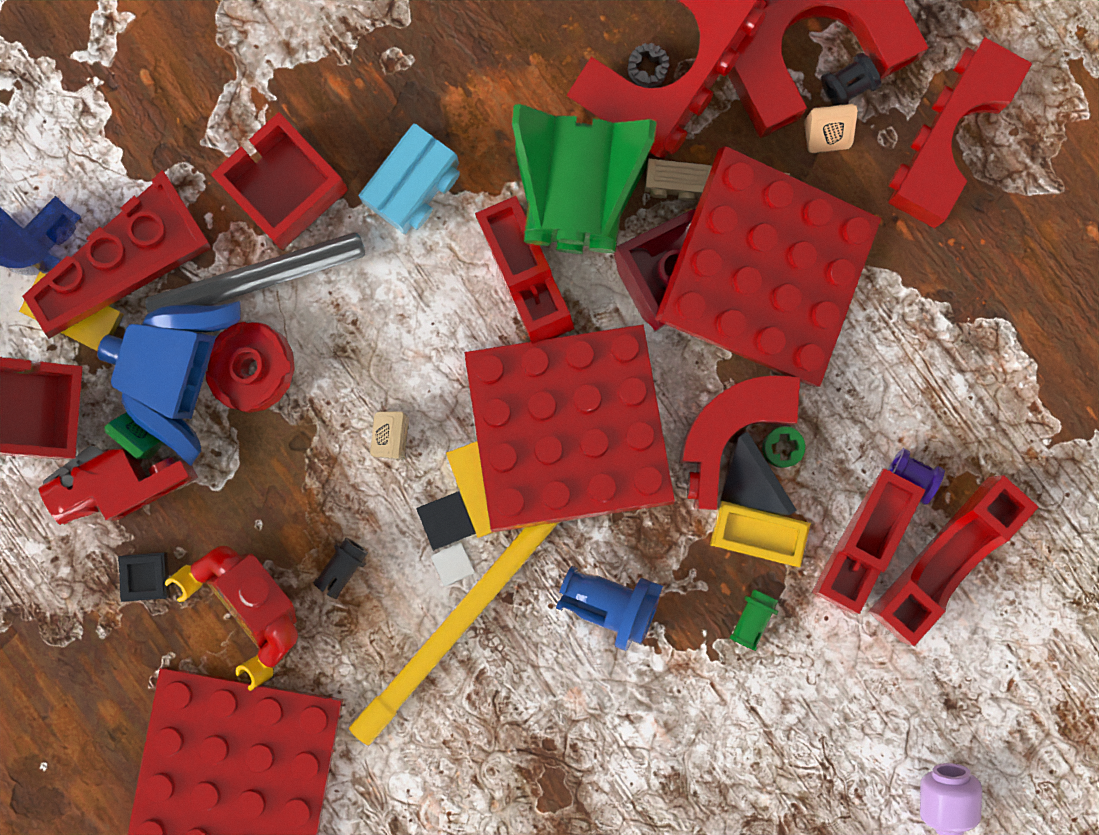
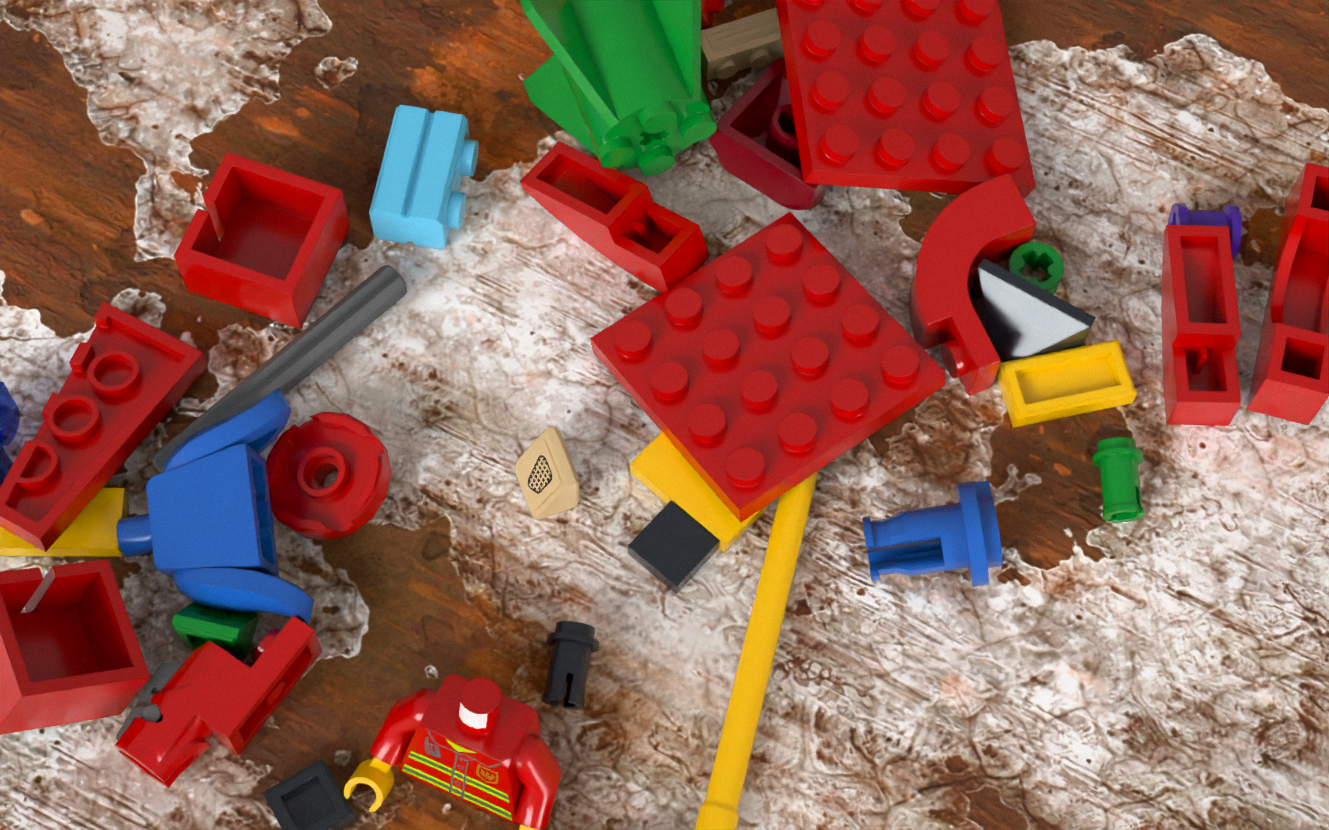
camera: 25 degrees left, 20 degrees down
(452, 564) = (709, 600): white sticker -> none

